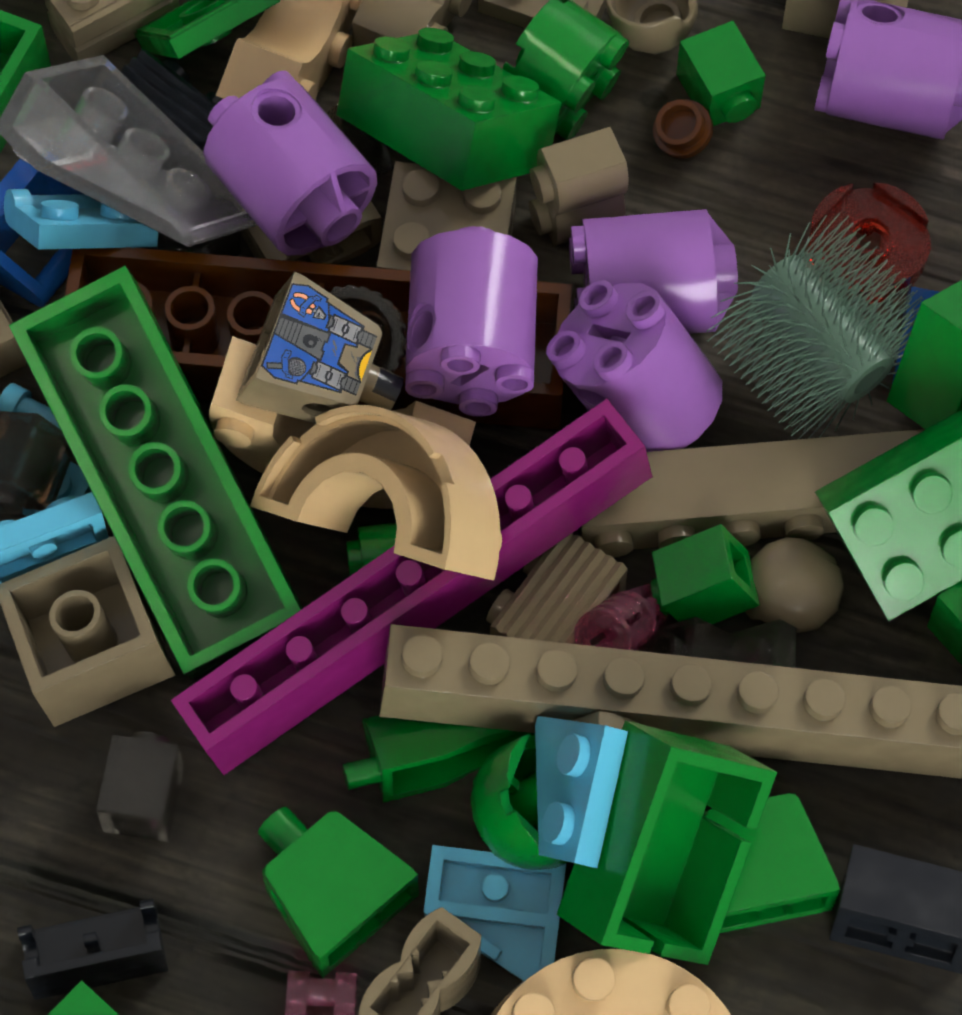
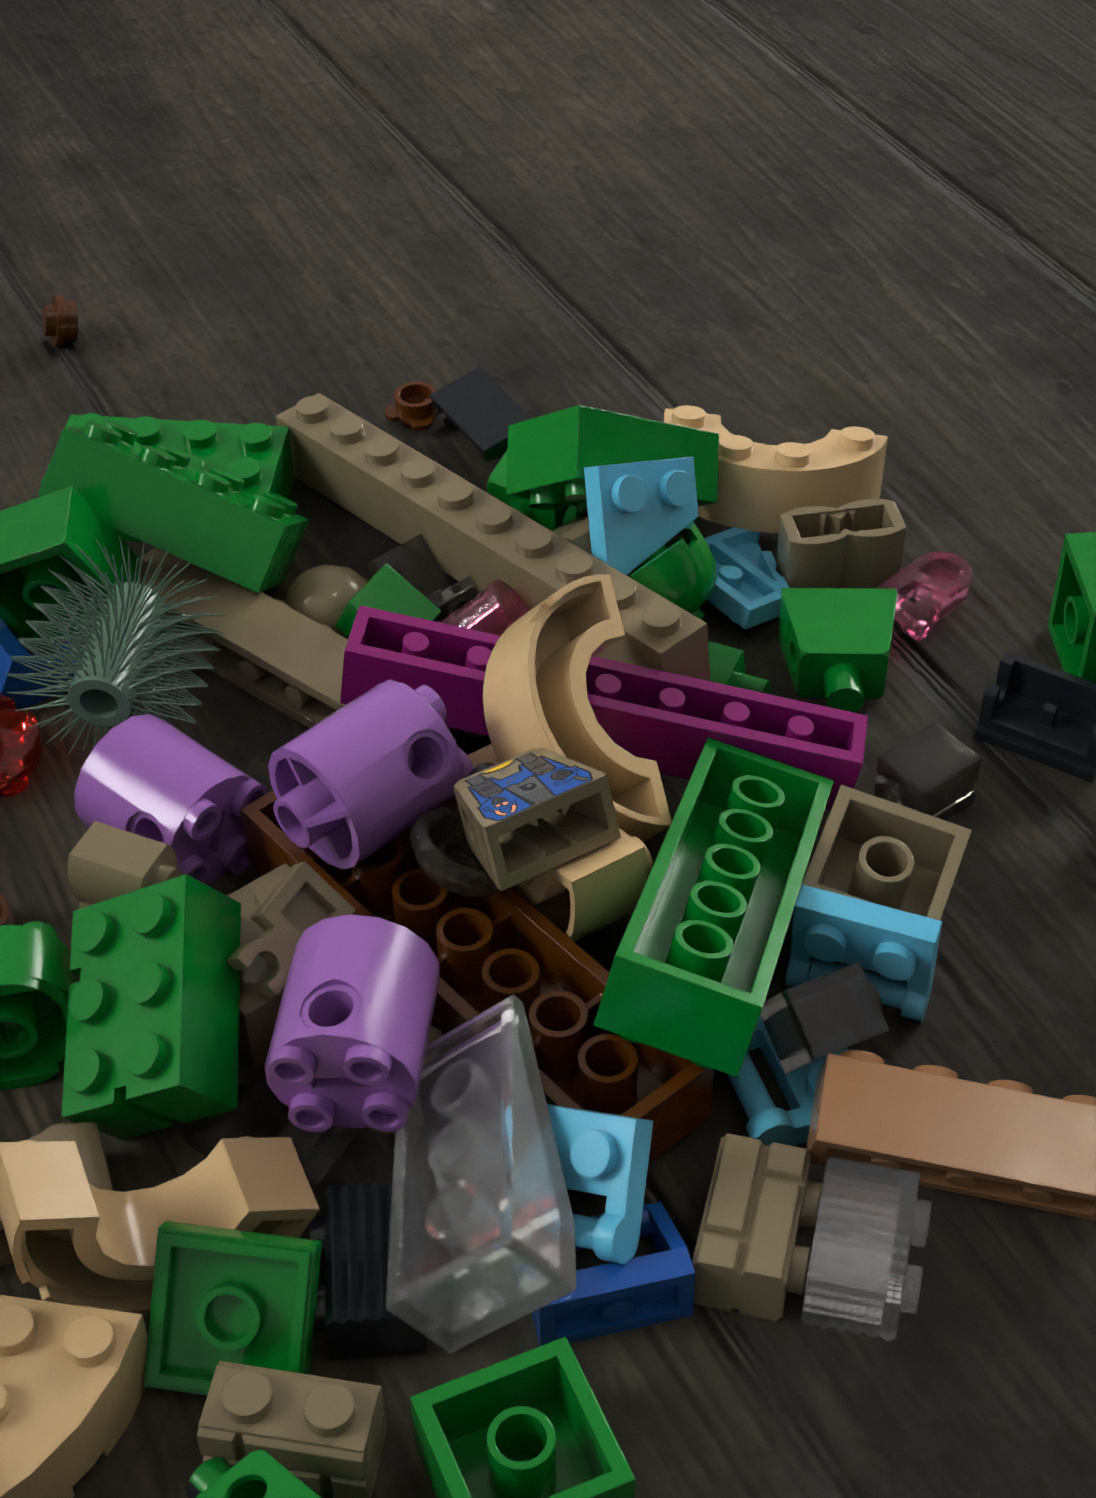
camera: 135 degrees left, 20 degrees down
(412, 203) = (291, 907): none -> dark tan plate
(641, 358) = (267, 701): medium lavender cylinder -> none

